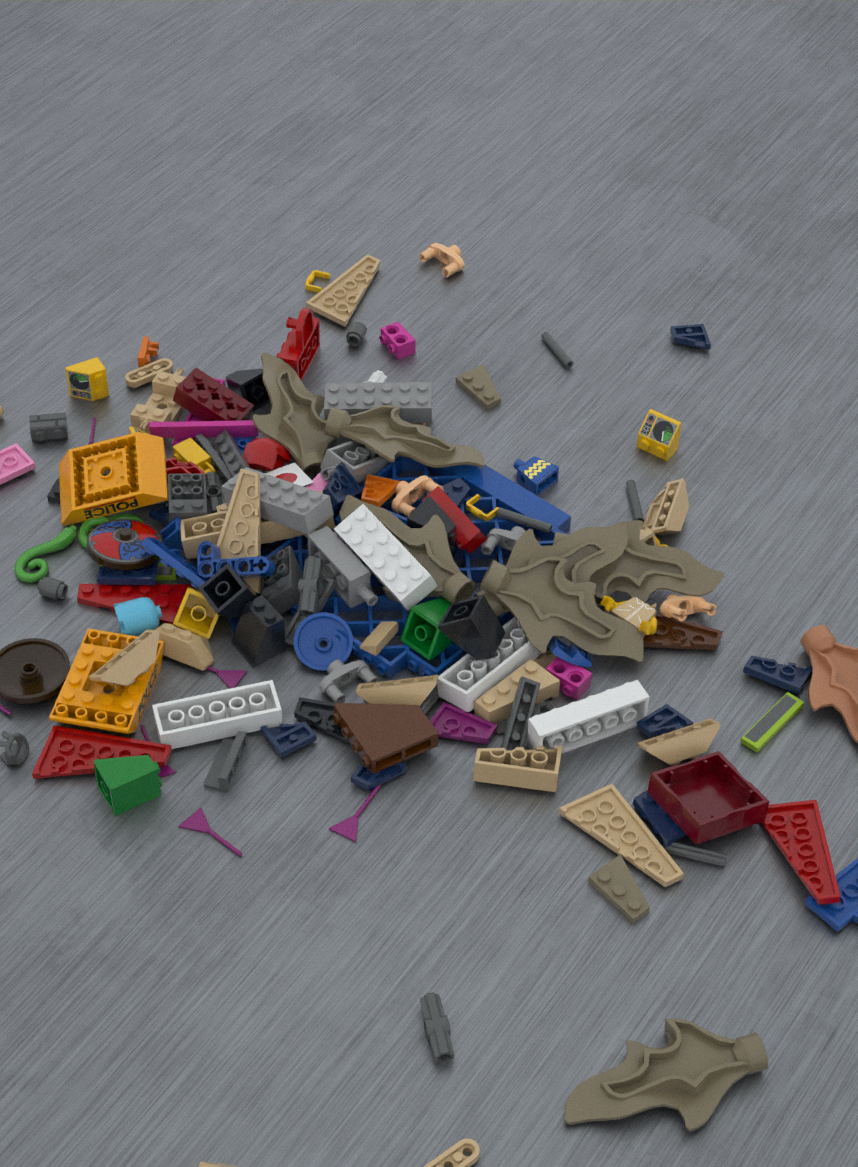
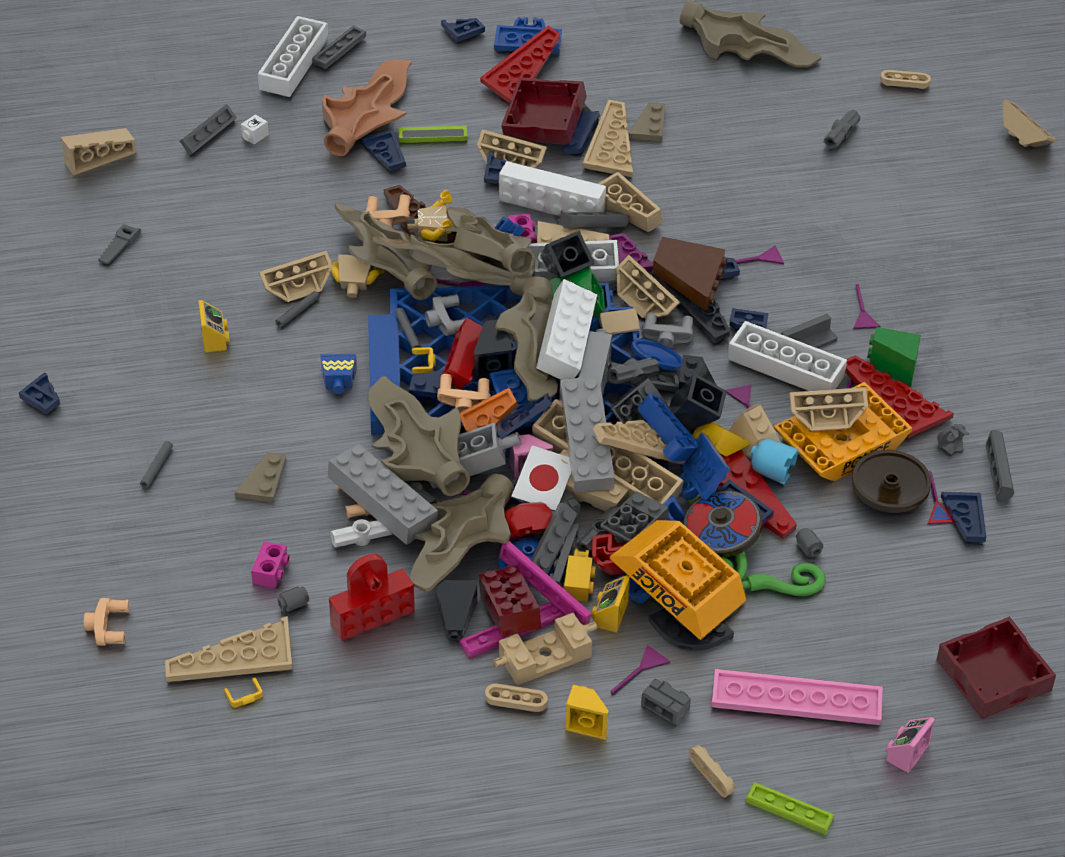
camera: 135 degrees left, 0 degrees up
(146, 351) = (494, 722): orange plate -> none
(827, 460) = (119, 242): none -> dark grey piece

